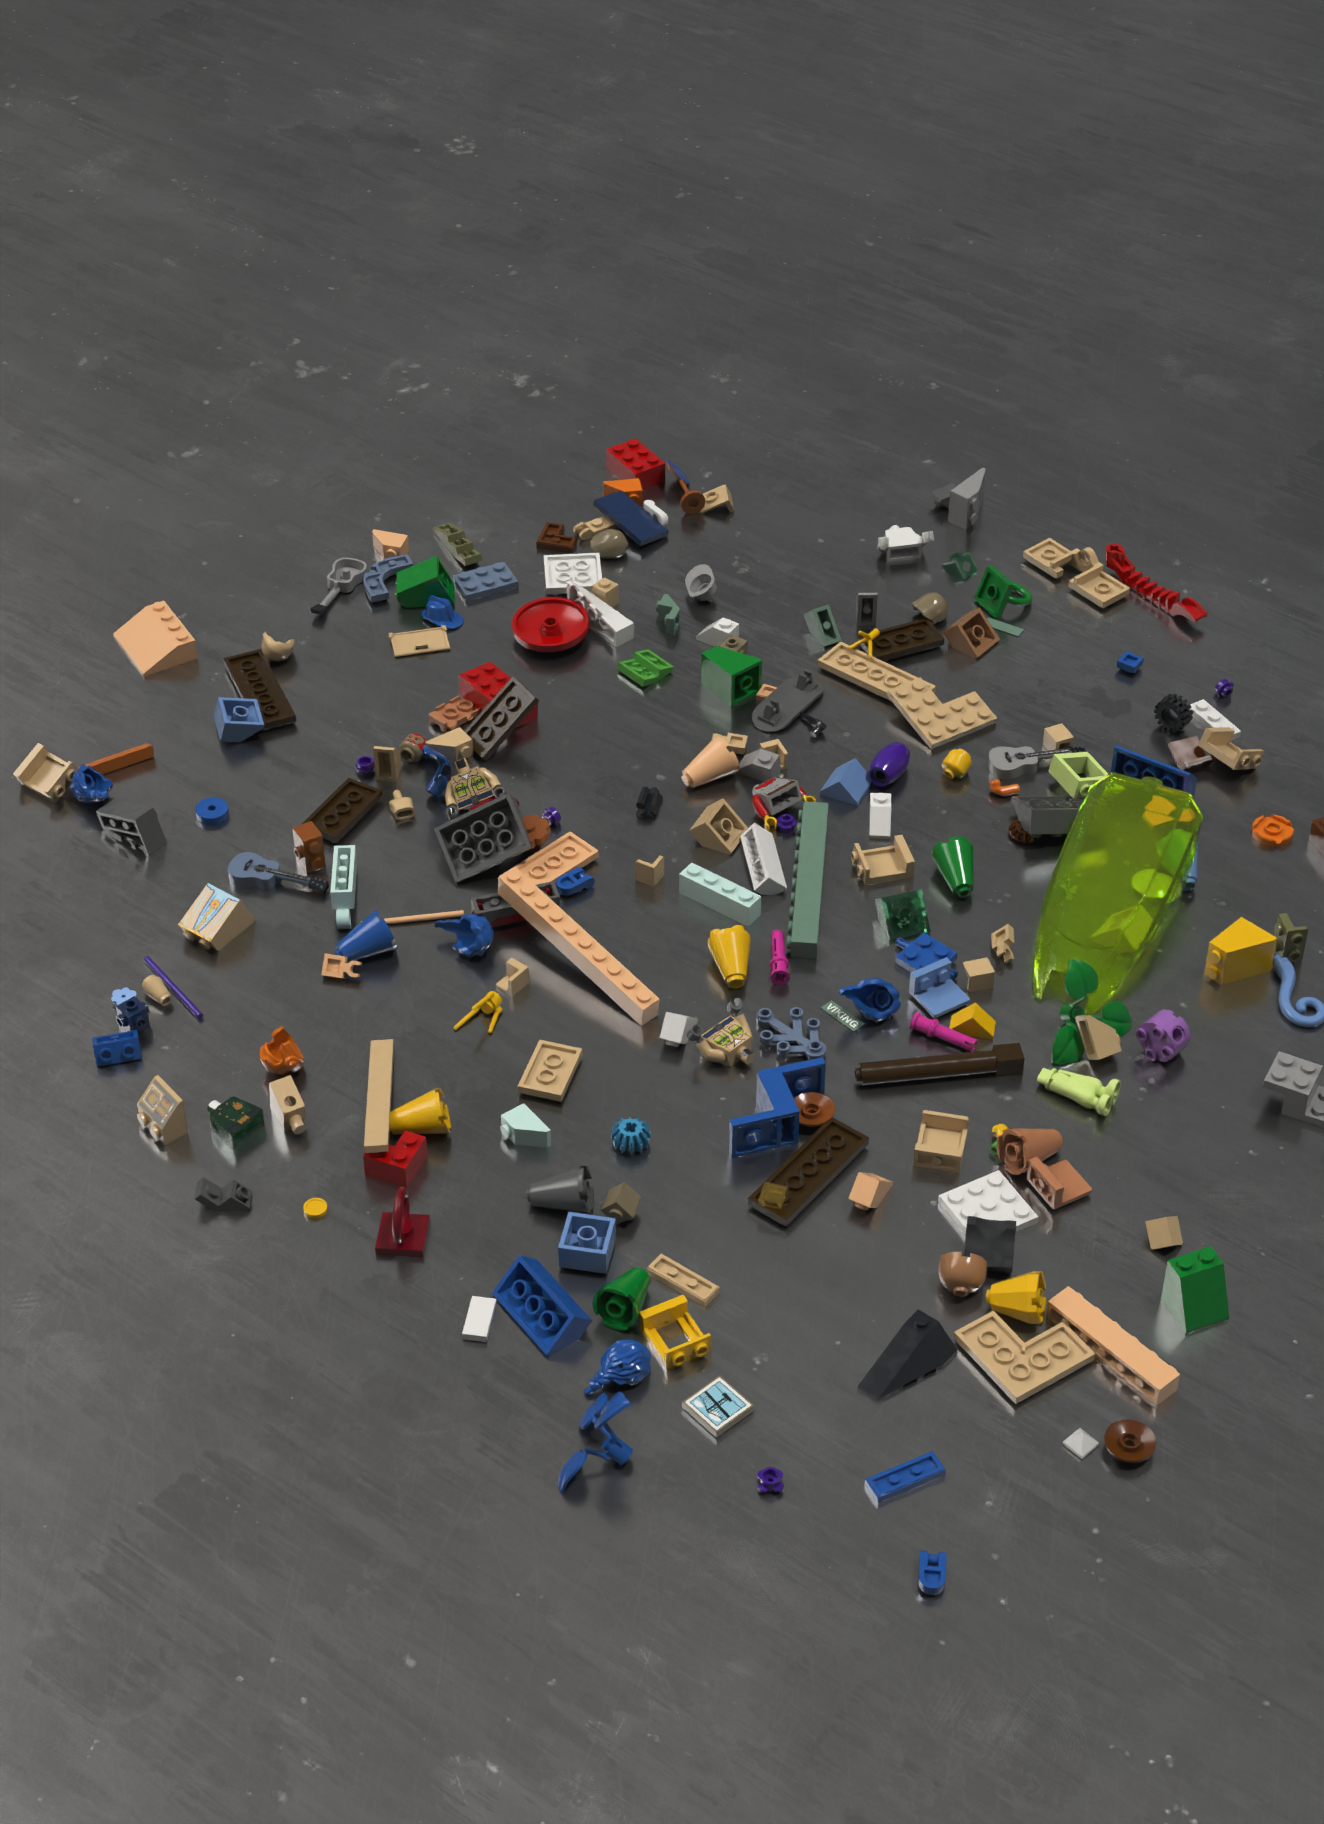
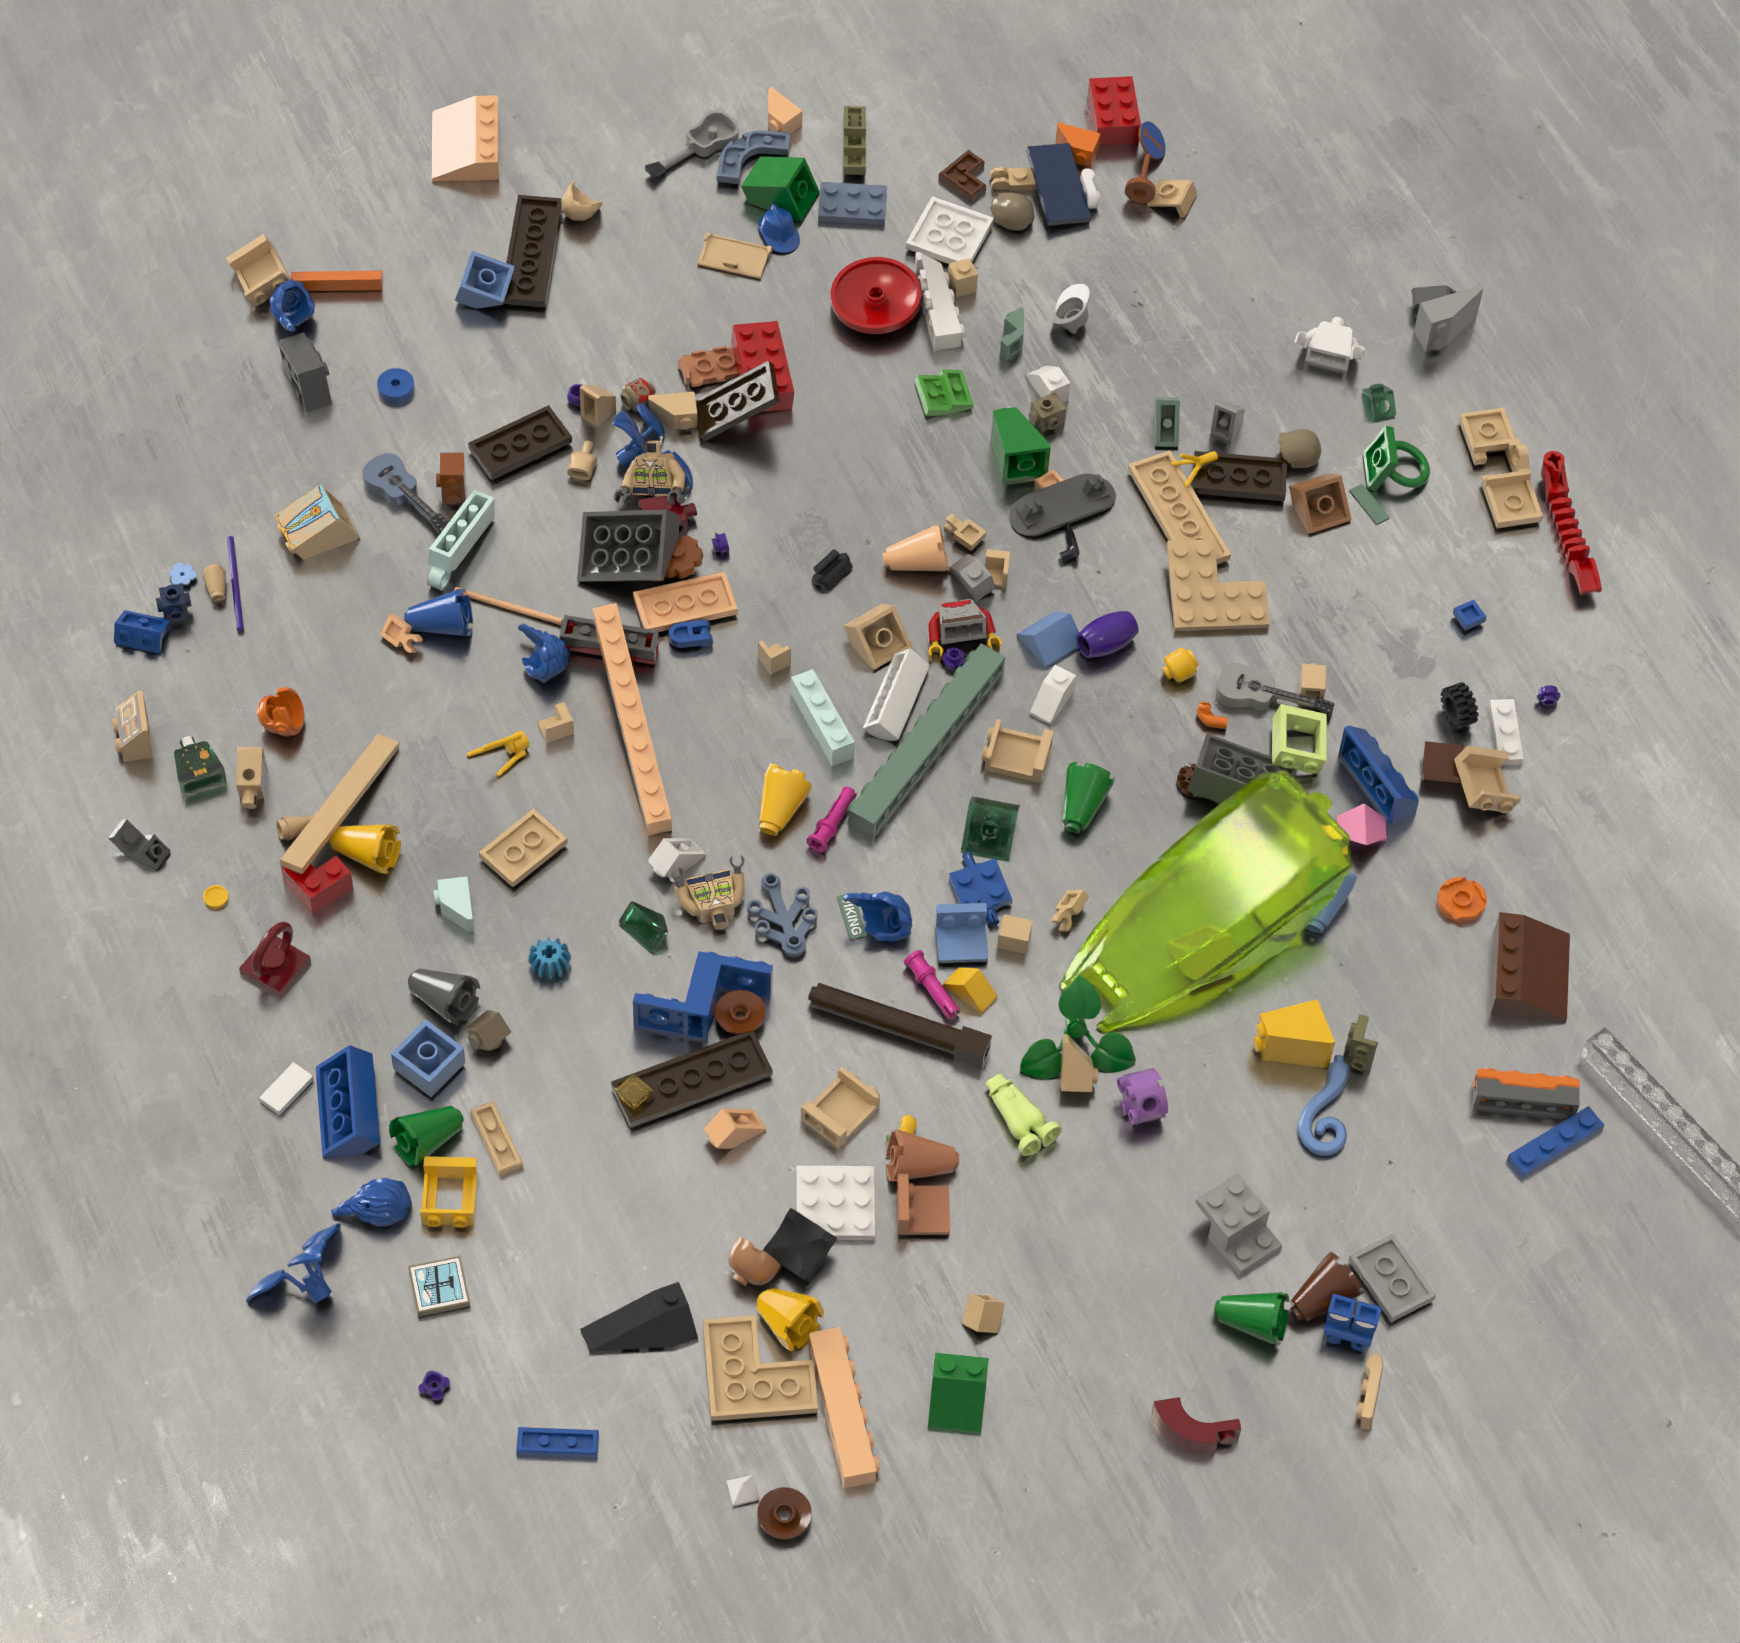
camera: 25 degrees right, 15 degrees up
(346, 1131) = (291, 826): none -> tan cone
(688, 1084) = (645, 925): none -> clear green slope
(932, 1578) = (508, 1555): blue plate -> none

